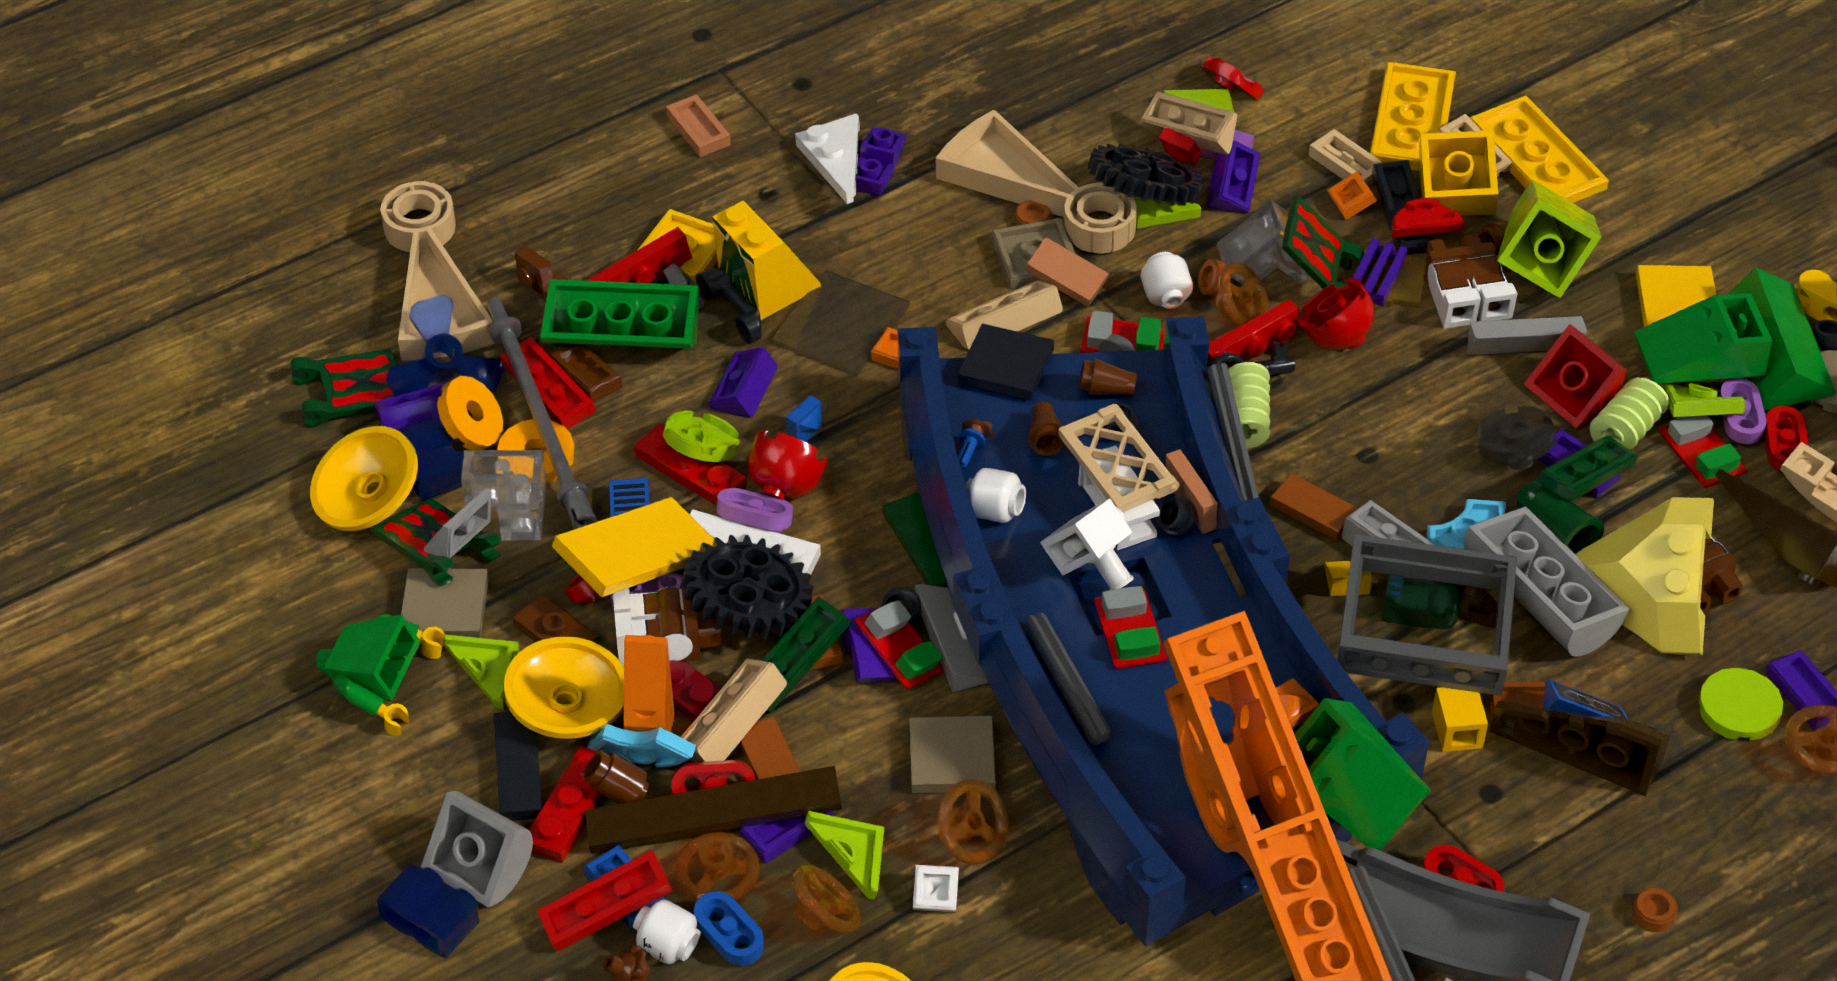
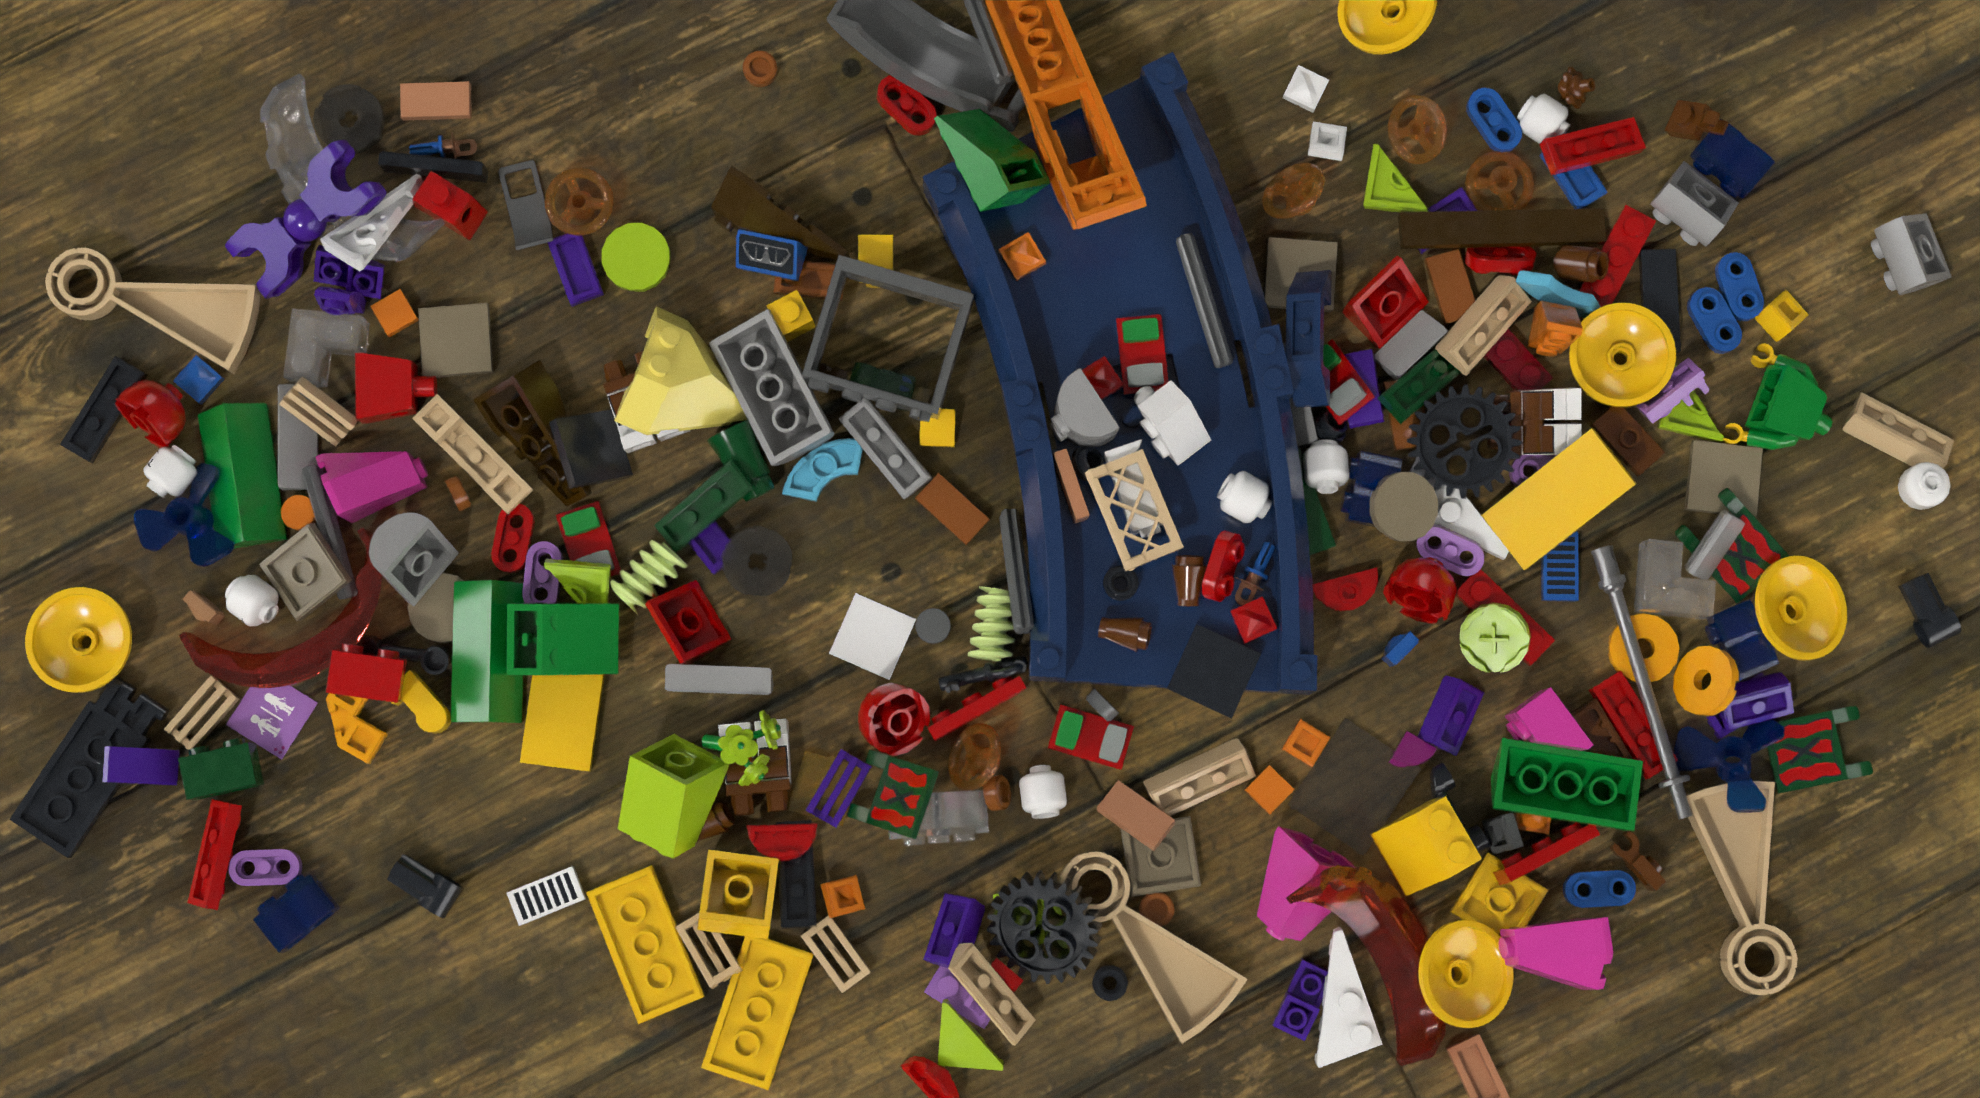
camera: 175 degrees left, 35 degrees up
(209, 822) = (1910, 254): none -> light grey brick
(214, 603) = (1924, 485): none -> white head
(216, 497) = (1933, 619): none -> black piece
(235, 664) = (1896, 433): none -> tan slope
(368, 765) = (1781, 316): none -> yellow slope
(419, 785) = (1735, 287): none -> blue plate
(448, 749) = (1711, 321): none -> blue plate
(478, 941) = (1692, 119): none -> reddish brown plate
(491, 662) = (1683, 381): none -> medium lavender plate
(581, 261) = (1600, 889): none -> blue plate
(628, 200) = (1561, 950): none -> dark pink slope
(645, 358) = (1546, 722): none -> dark pink slope
(717, 173) = (1480, 979): none -> yellow dish
(777, 194) = (1393, 940): none -> clear red windscreen
(785, 345) = (1411, 751): none -> magenta tile
(812, 523) = (1404, 506): none -> dark tan tile
(813, 694) = (1409, 344): none -> light grey slope
(846, 554) = (1366, 473): none -> clear blue brick
(852, 730) = (1386, 303): none -> red slope
(866, 472) = (1347, 591): none -> red plate
(886, 234) = (1291, 865): none -> dark pink slope
(902, 562) = (1325, 466): none -> white head
(930, 308) = (1269, 789): none -> orange tile
(947, 670) = (1305, 337): none -> dark blue slope
(968, 947) = (1305, 88): none -> white tile
(970, 403) = (1253, 620): none -> red tile
(1009, 442) = (1220, 571): none -> red plate
(1071, 156) = (1118, 991): none -> black plate
(1176, 596) = (1103, 378): none -> red tile
(1189, 538) = (1082, 414): none -> light grey brick
(1311, 408) = (933, 626): none -> dark grey tile
(1373, 400) = (872, 636): none -> white sticker
(1492, 248) = (740, 744): none -> lime plant
(1543, 651) = (791, 315): none -> yellow brick
(1647, 177) = (546, 895): none -> tile
(1740, 505) = (590, 449): none -> black tile
(1759, 166) = (433, 890): none -> black piece

